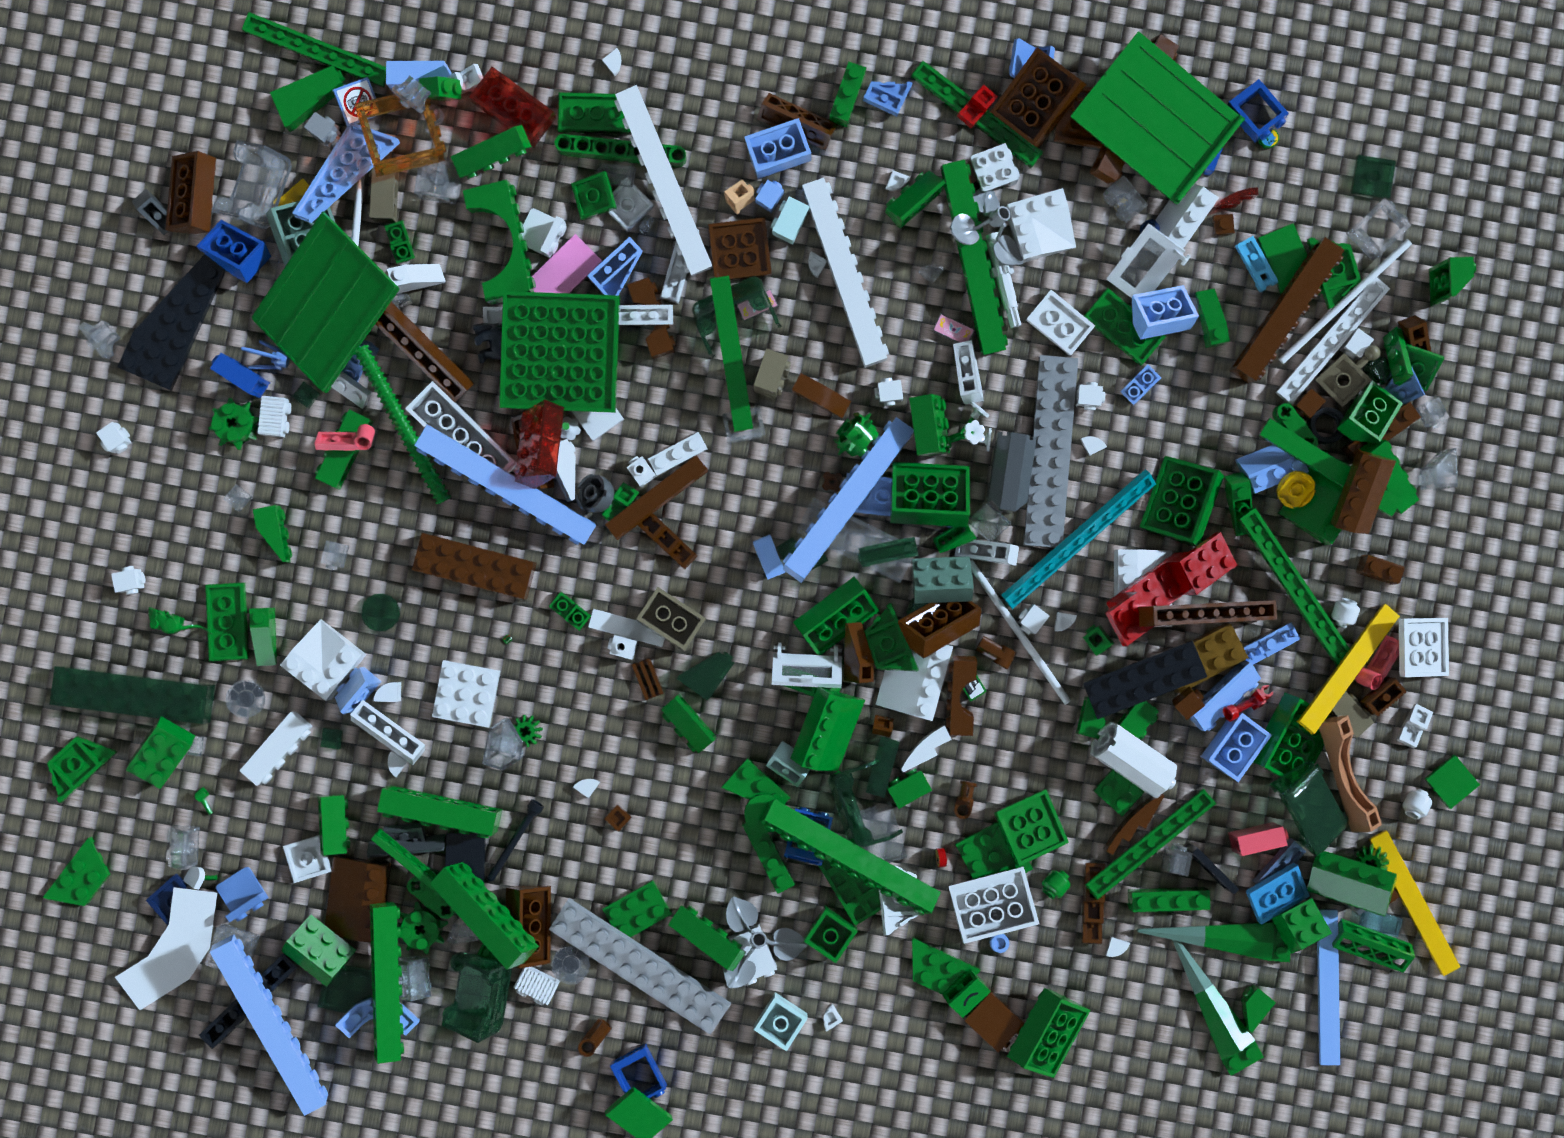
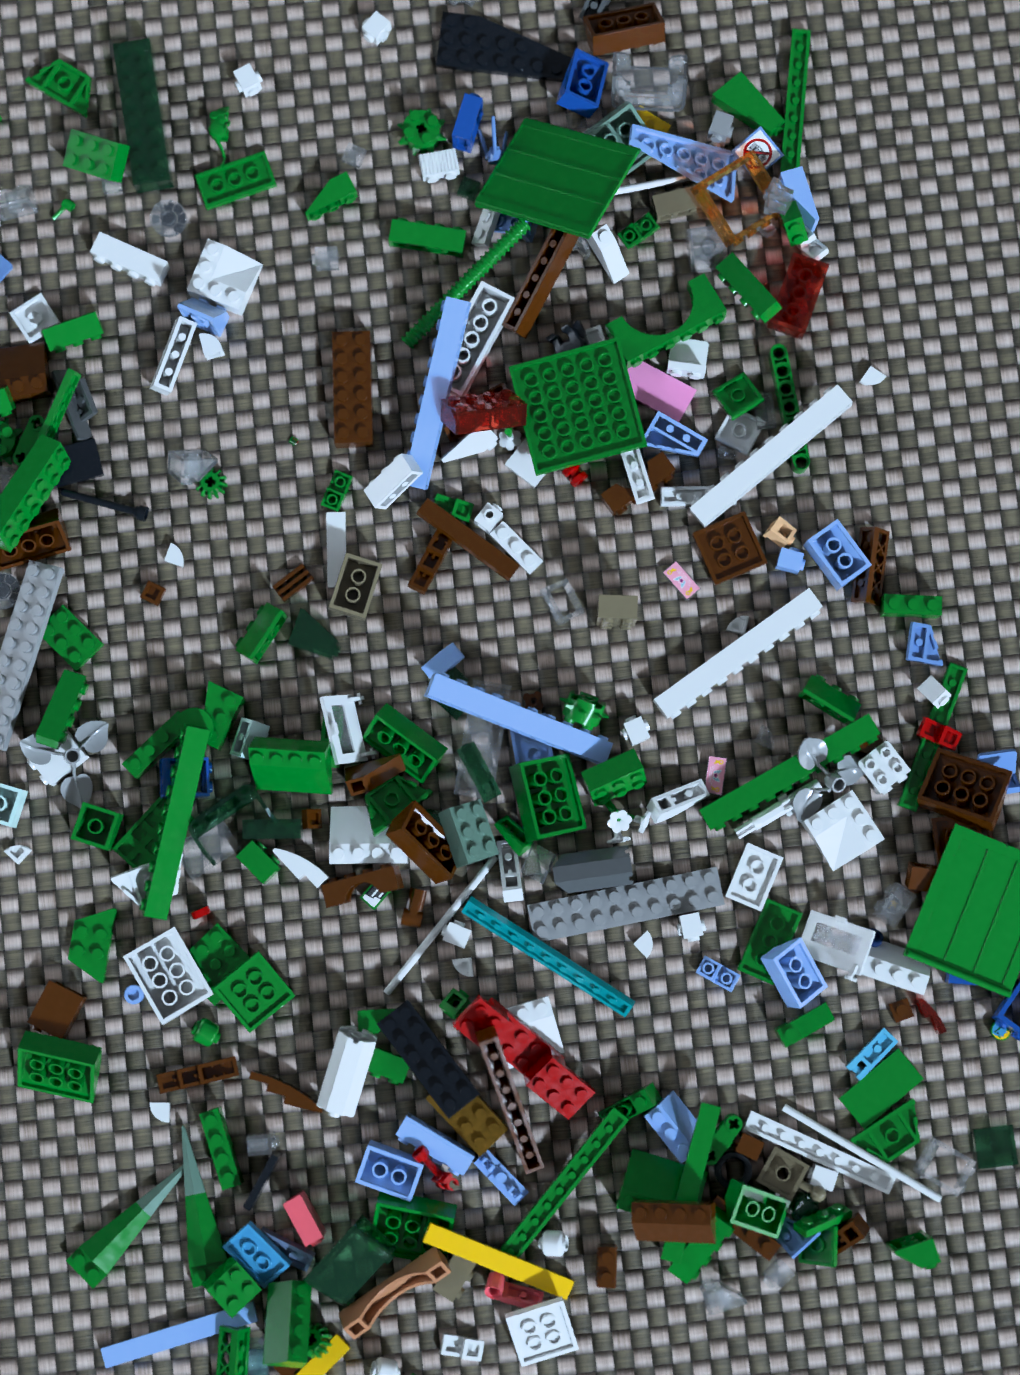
camera: 80 degrees right, 5 degrees down
(263, 635) = (232, 216): green slope -> none
(331, 738) = (154, 307): clear green tile -> none
(346, 440) = (434, 235): coral plate -> none
(380, 612) = (284, 317): clear green tile -> none
(395, 763) = (146, 372): white tile -> none
(439, 810) = (113, 425): green brick -> none
(466, 693) = (231, 418): white plate -> none
(578, 553) = (393, 481): none -> white brick
(589, 113) = (815, 367): green tile -> none
(595, 493) = (453, 480): dark grey cylinder -> none
(624, 375) = (575, 475): none -> red wheel
(629, 650) = (316, 556): white brick -> none
(731, 353) = (625, 567): green tile -> none
(746, 290) = (692, 569): clear green windscreen -> none
(790, 220) = (772, 587): light aqua brick -> none
(821, 395) = (612, 666): reddish brown slope -> none
(897, 181) = (842, 678): white tile -> none
(937, 97) = (934, 692): none -> white brick
(965, 799) = (262, 919): reddish brown connector -> none
(966, 993) = (76, 974): green brick -> none
(1118, 792) = (311, 1068): green plate -> none
(1150, 844) = (270, 1114): green tile -> none
(1182, 501) = (615, 1047): green slope -> none
(1189, 702) = (418, 1108): reddish brown brick -> none
(1255, 1006) = (141, 1265): green slope -> none
(1286, 310) = (832, 1094): reddish brown brick -> none
(1296, 489) = (659, 1156): yellow tile -> none
(1383, 697) = (480, 1304): reddish brown brick -> none

